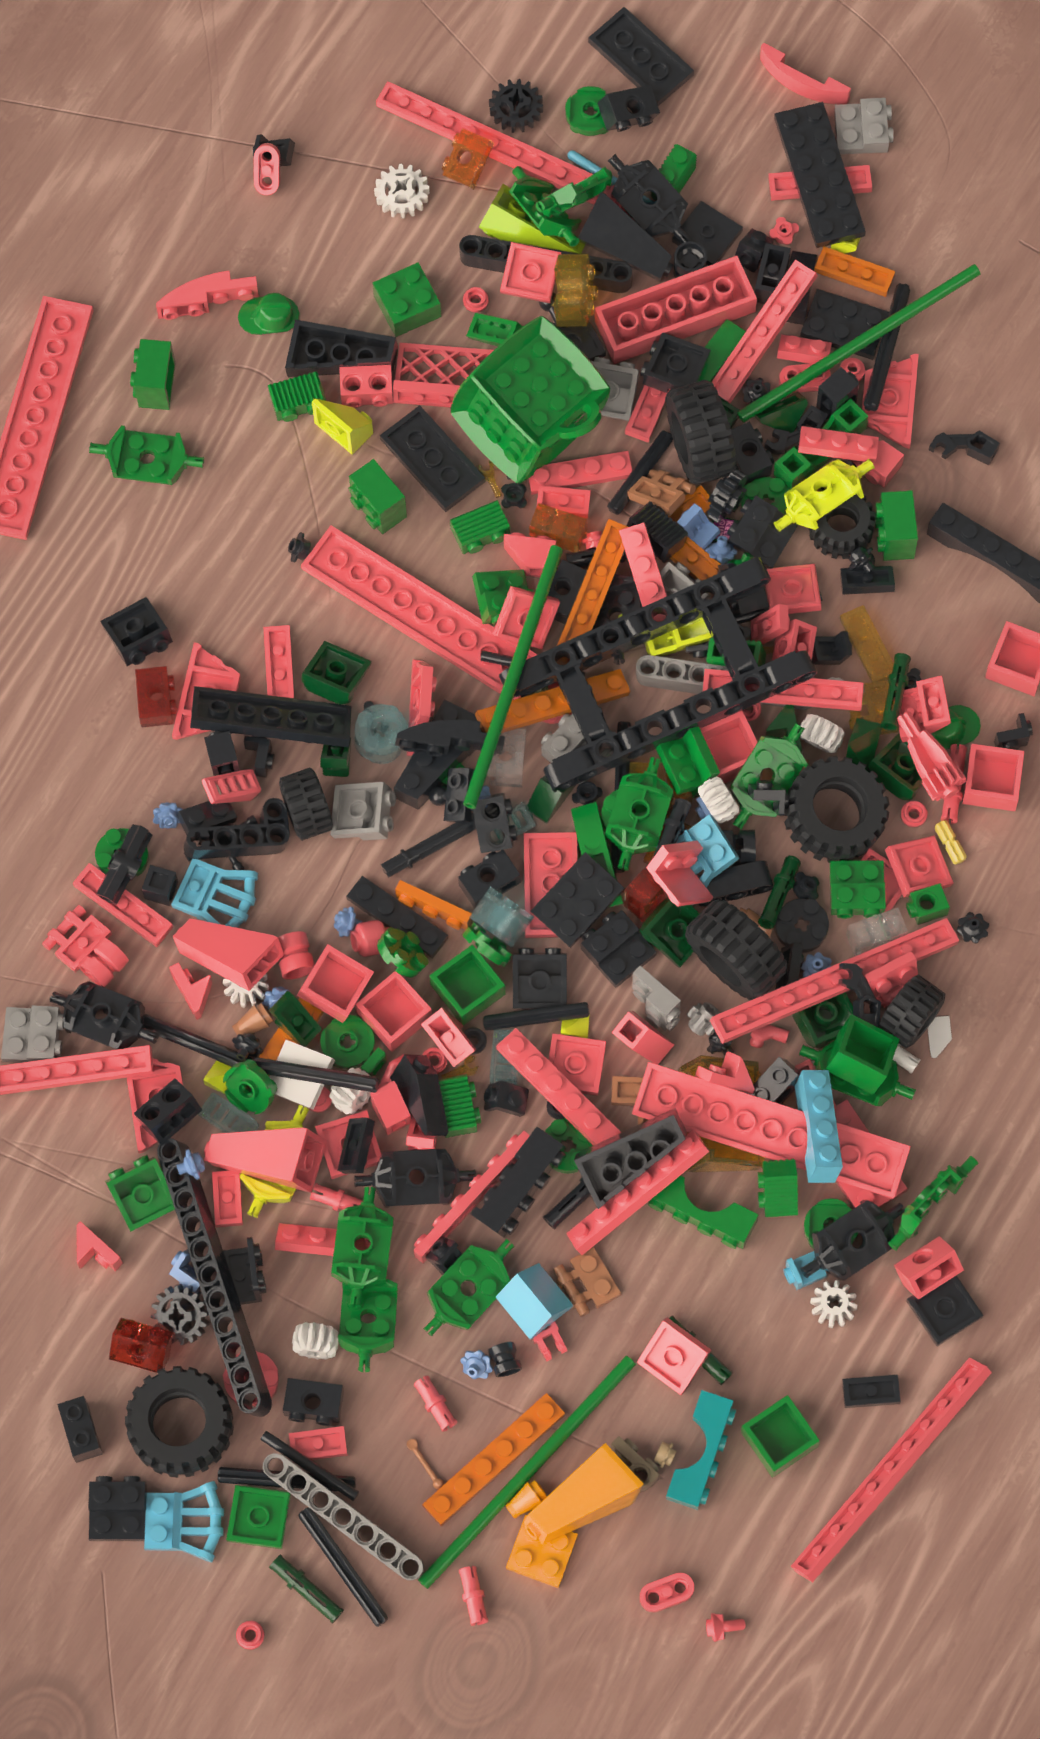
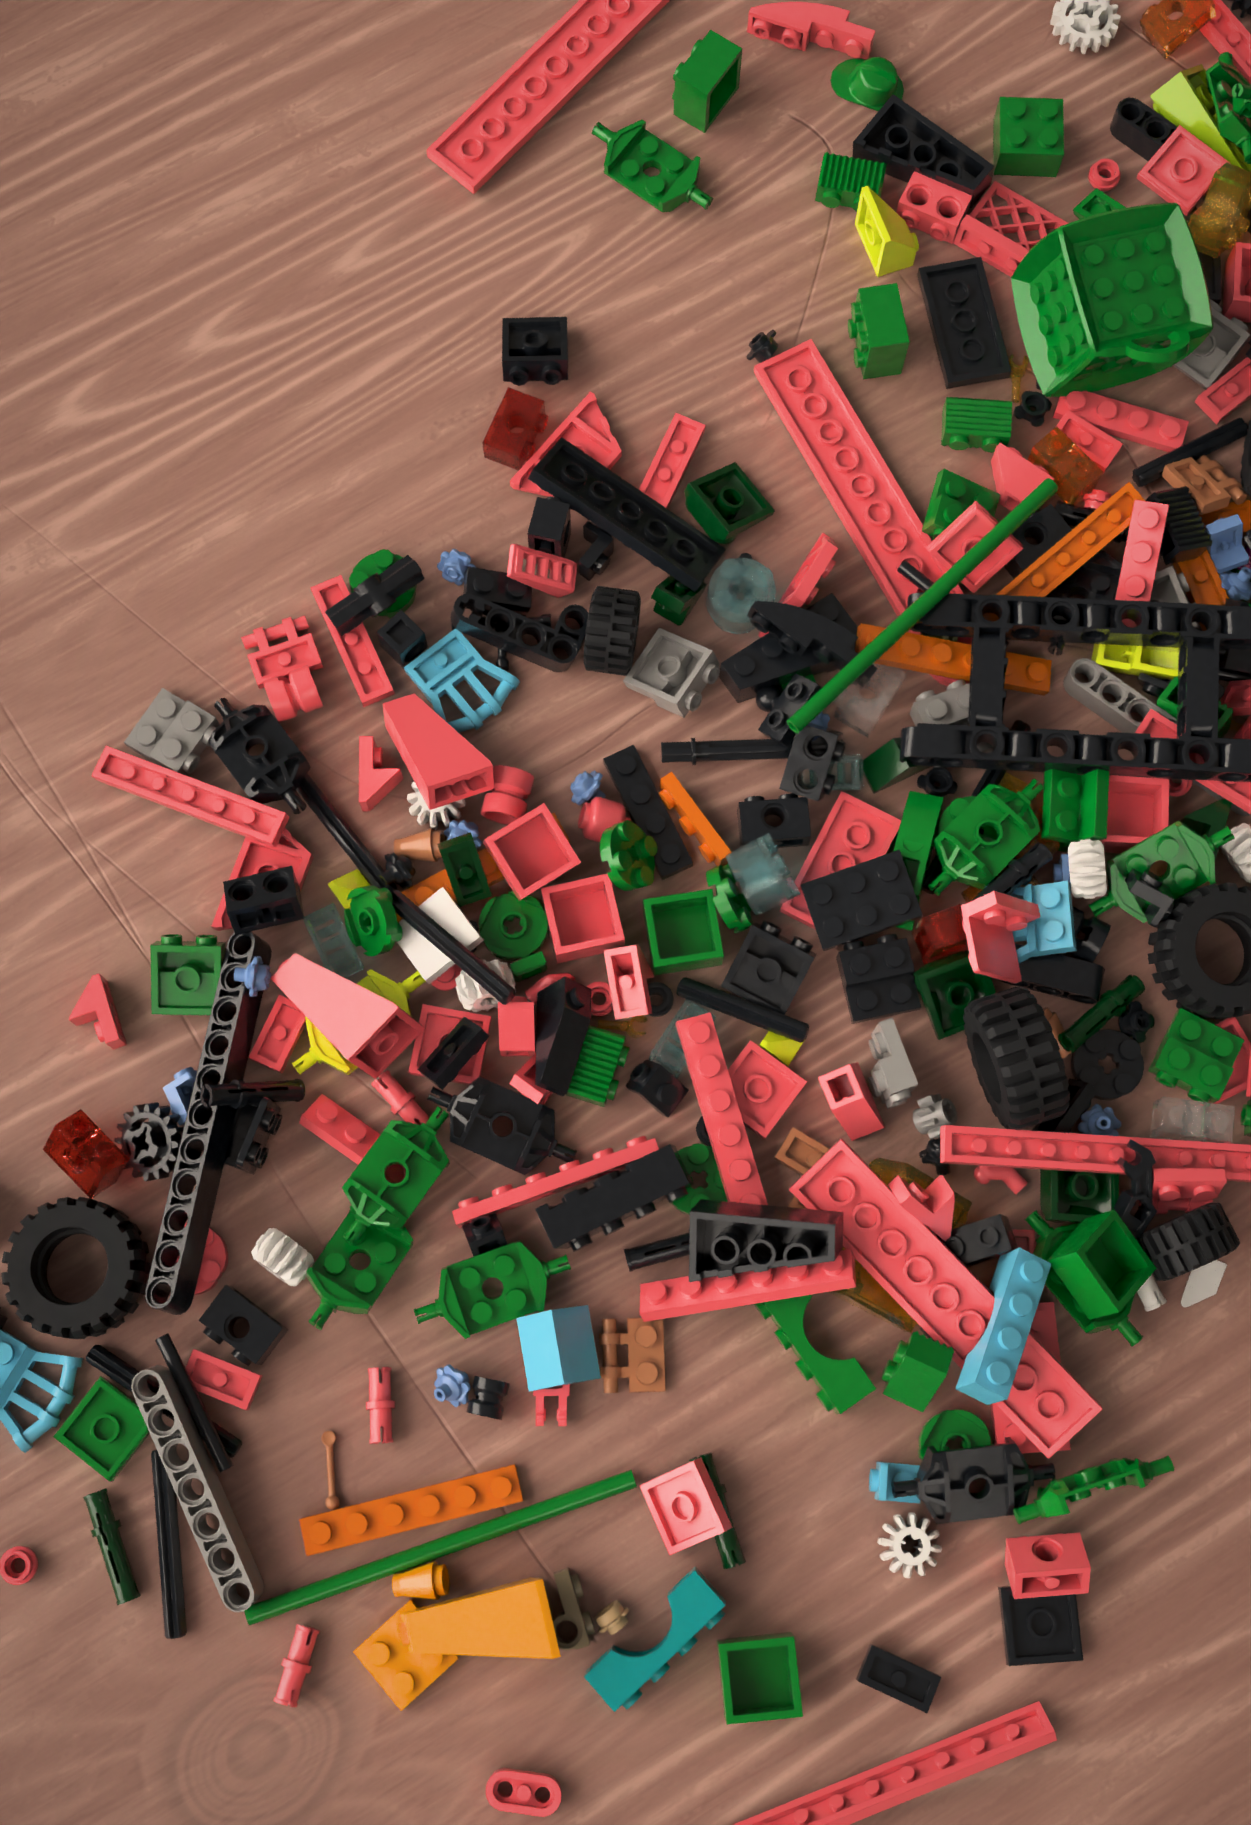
camera: 25 degrees right, 5 degrees up
(228, 1246) = (239, 1093): none -> black pin

